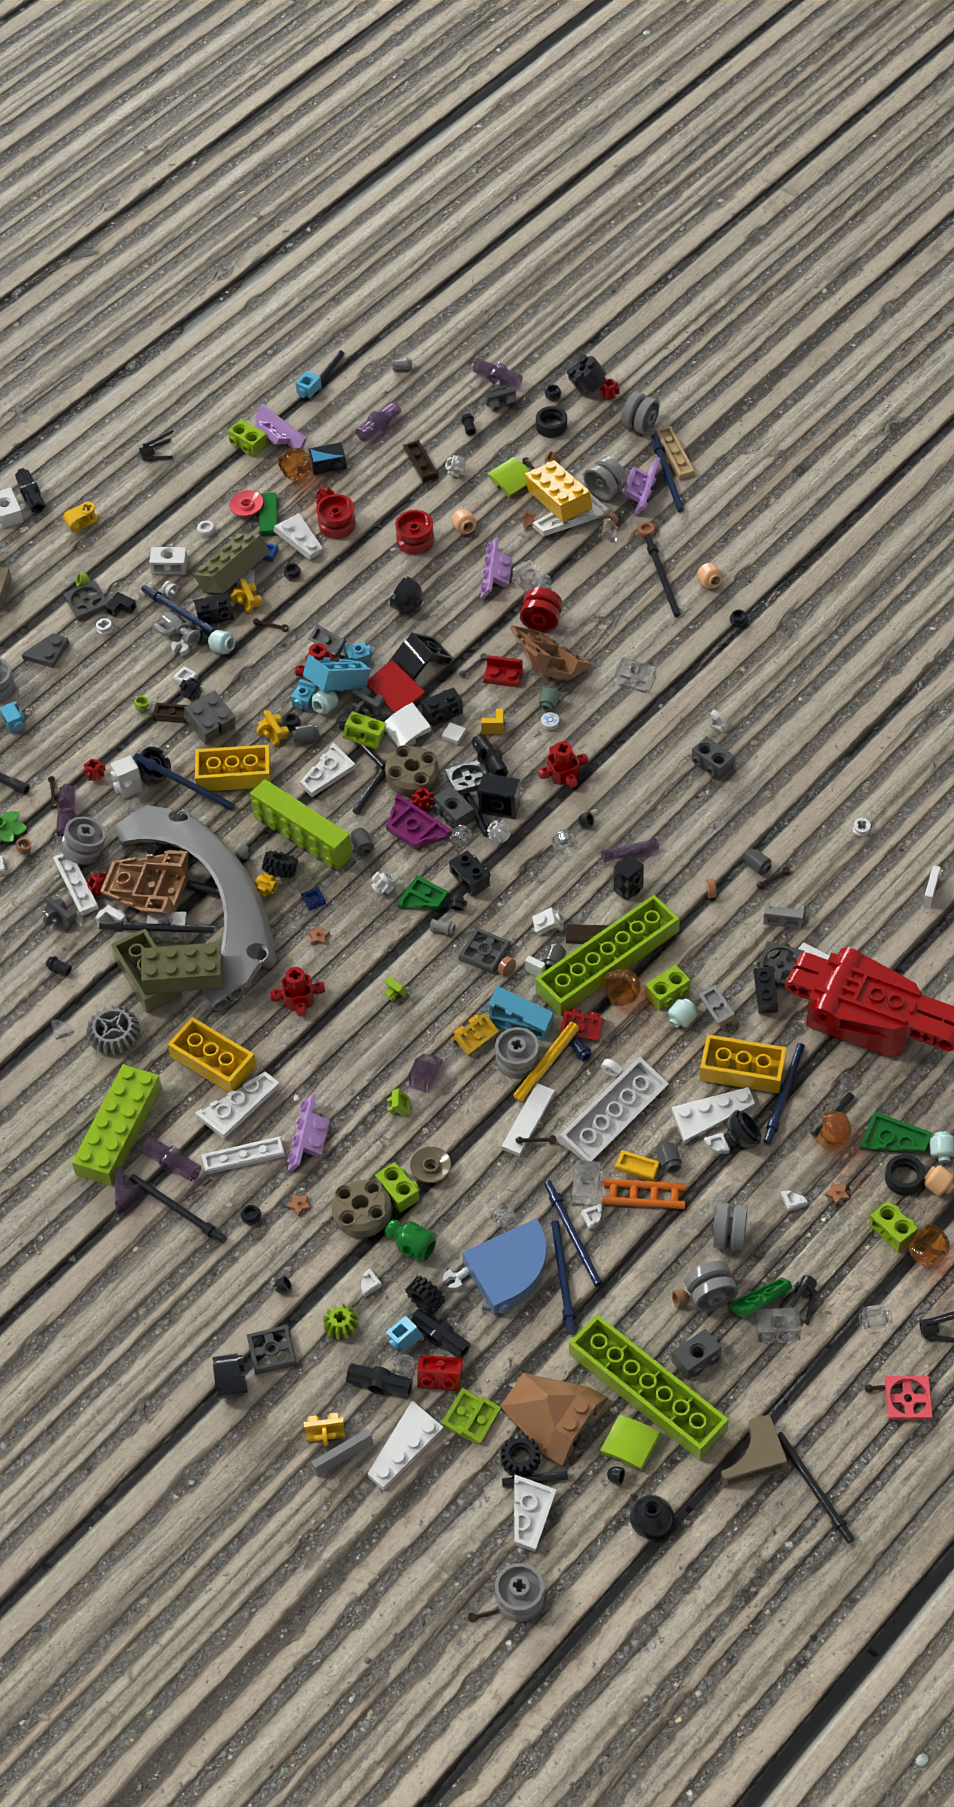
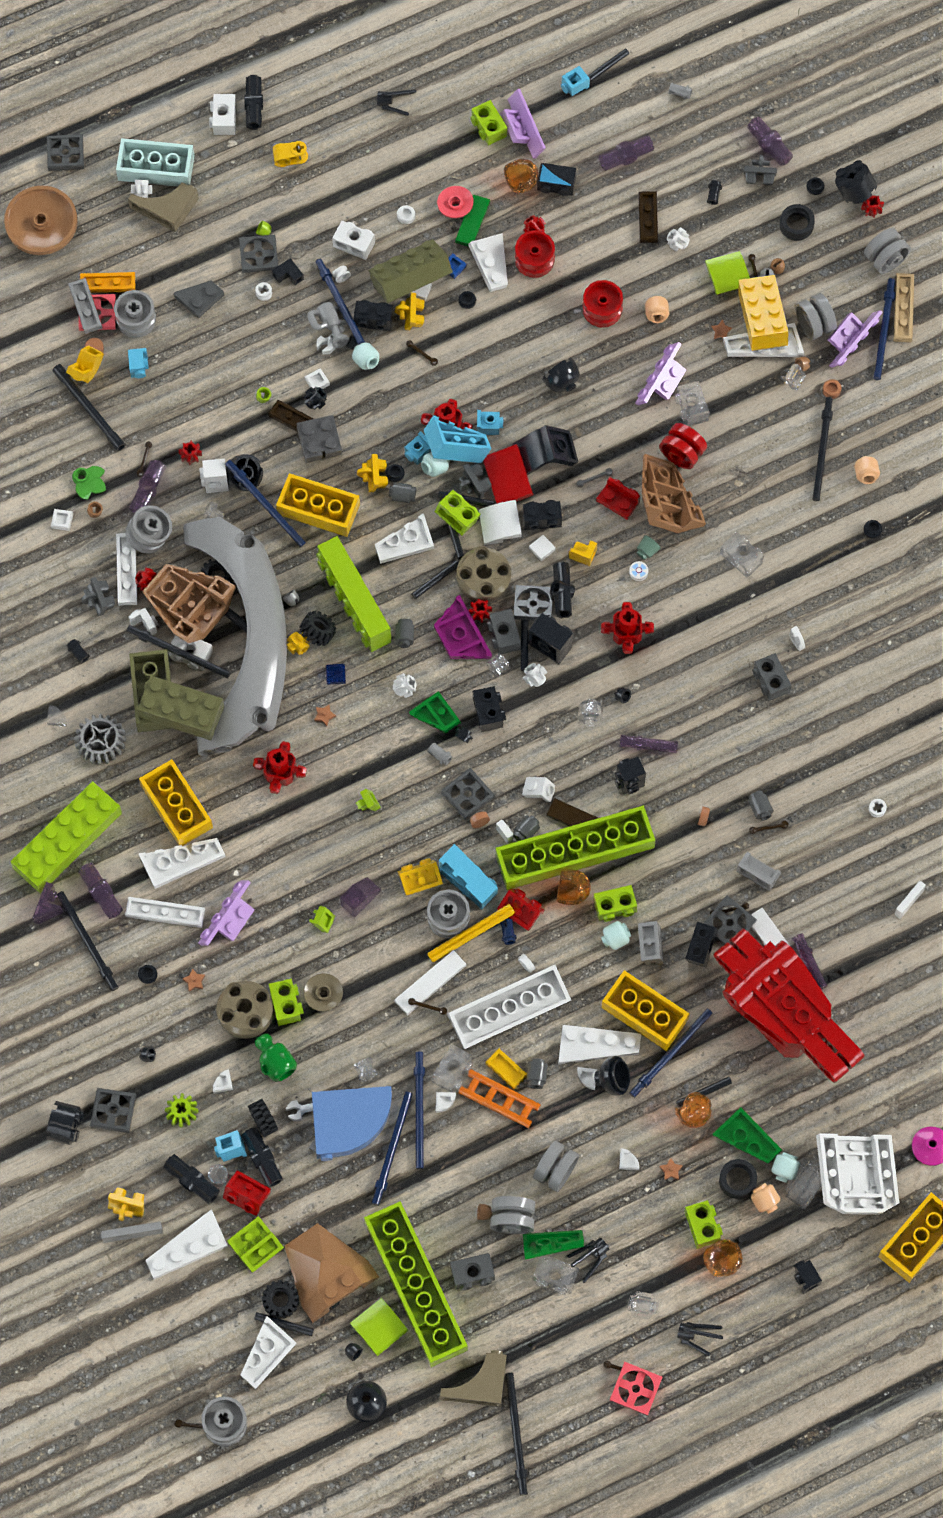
camera: 20 degrees right, 15 degrees up
(332, 642) = (464, 399): dark grey panel -> none

